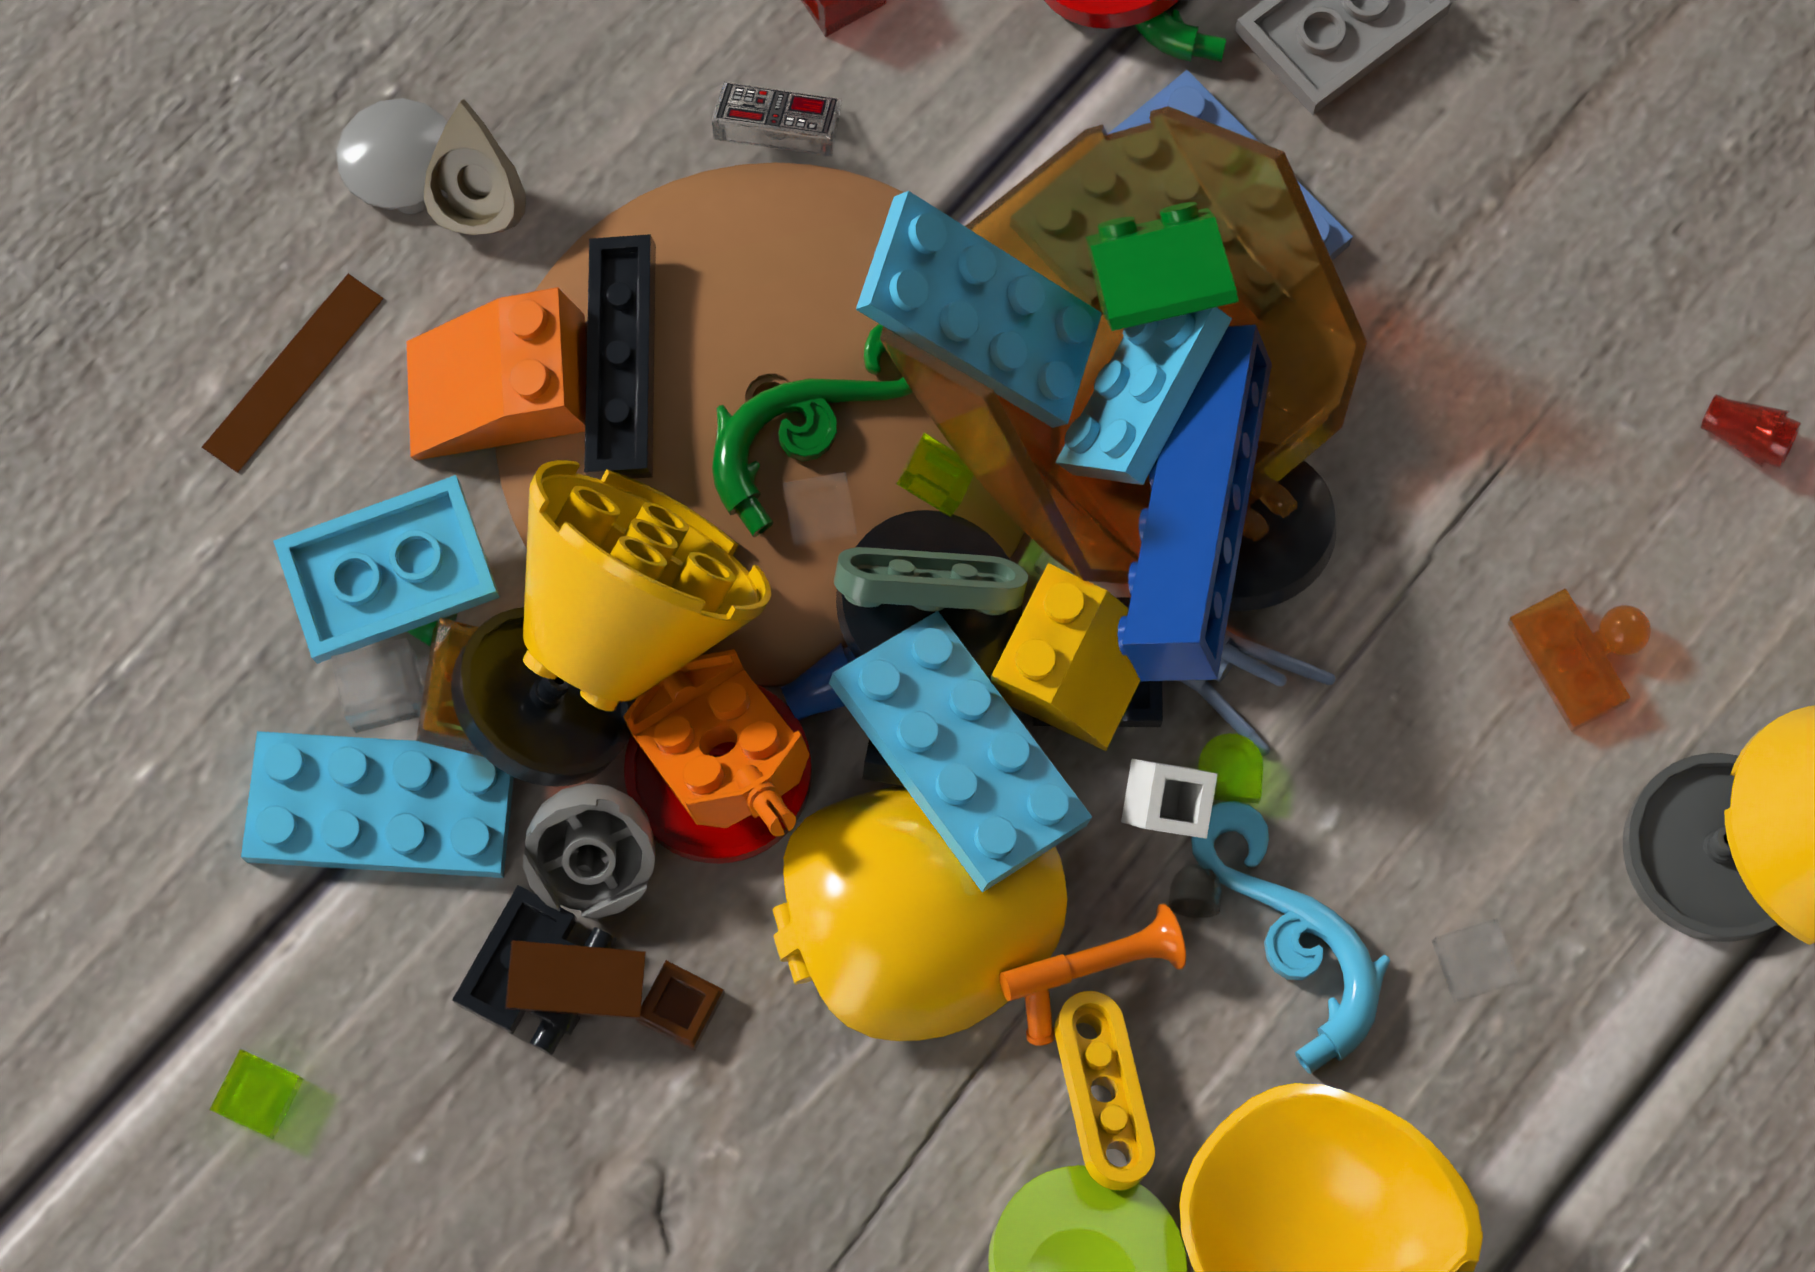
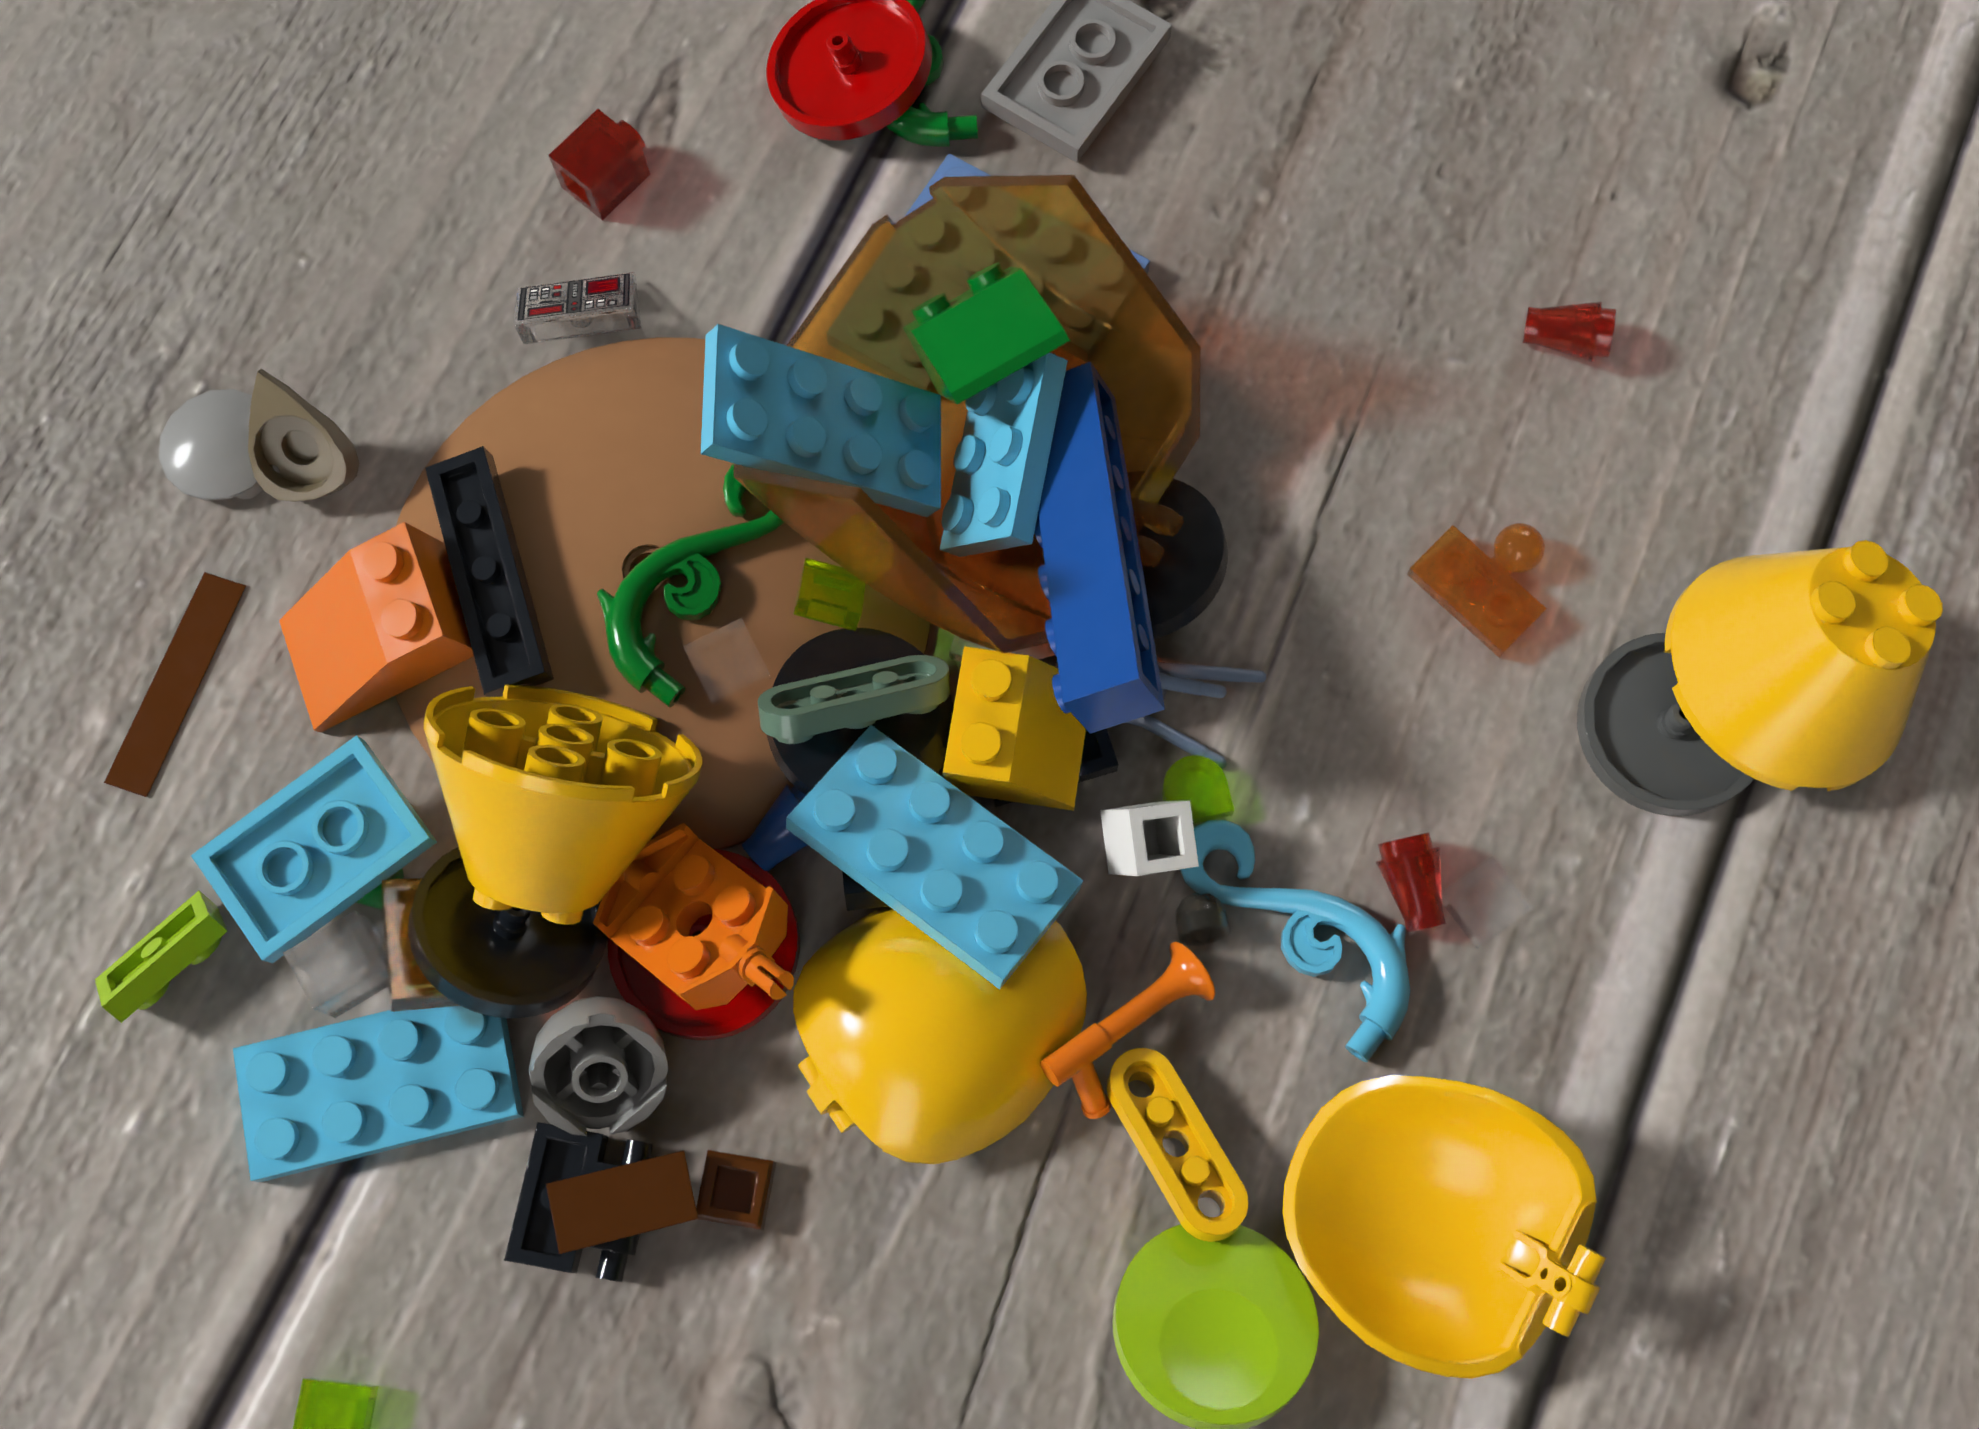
camera: 15 degrees left, 0 degrees up
(198, 633) = (148, 967): none -> lime plate
(1412, 916) = (1414, 879): none -> clear red cone

